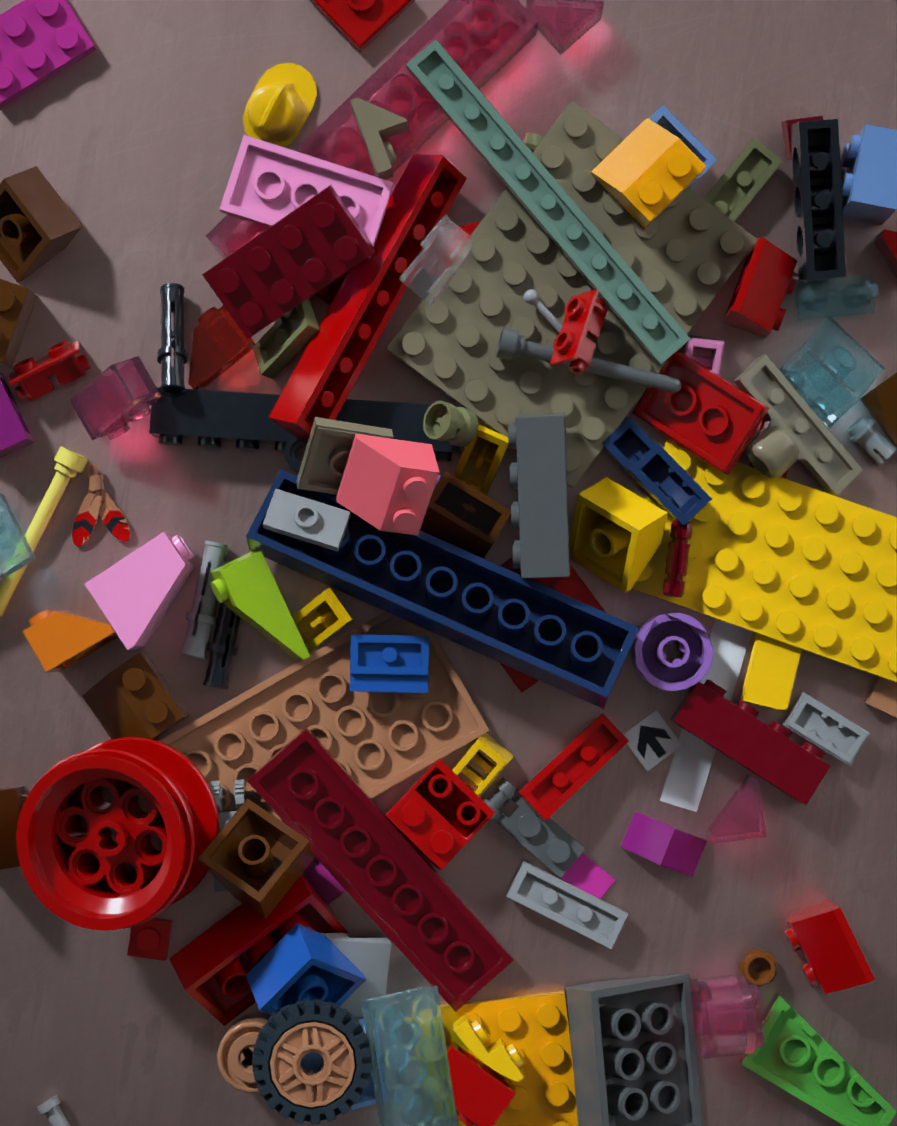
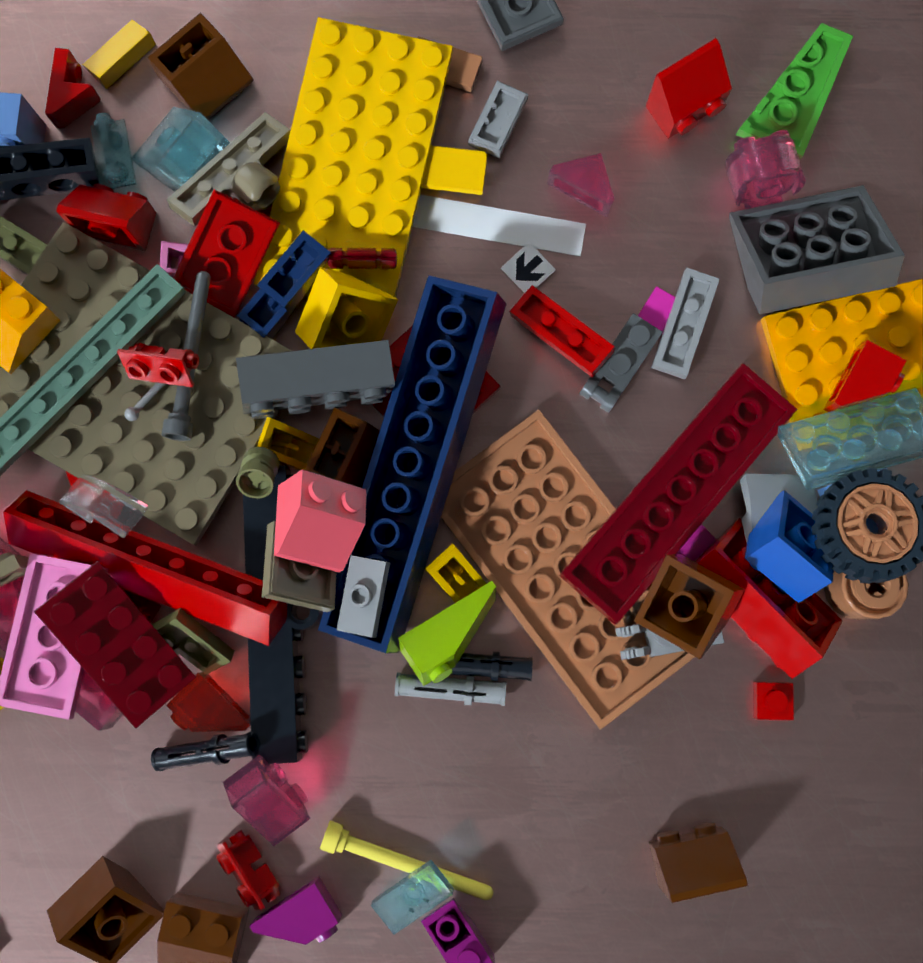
camera: 100 degrees left, 5 degrees down
(62, 858) = (729, 769): red wheel -> none
(66, 638) = (503, 817): orange slope -> none
(97, 504) = (372, 806): piece -> none
(135, 700) = (558, 743): reddish brown slope -> none
(142, 587) = (446, 750): bright pink slope -> none
(389, 663) = (489, 505): blue plate -> none
(439, 814) = (622, 444): red slope -> none
(494, 751) = (575, 402): yellow slope -> none
(498, 1056) = (830, 368): yellow slope -> none
(663, 844) = (618, 248): magenta slope -> none
(691, 642) = (445, 235): medium lavender brick -> none
(751, 742) = (518, 180): dark red brick -> none
(767, 962) = (718, 145): dark orange plate -> none
(871, 440) = (237, 109): light grey pin -> none

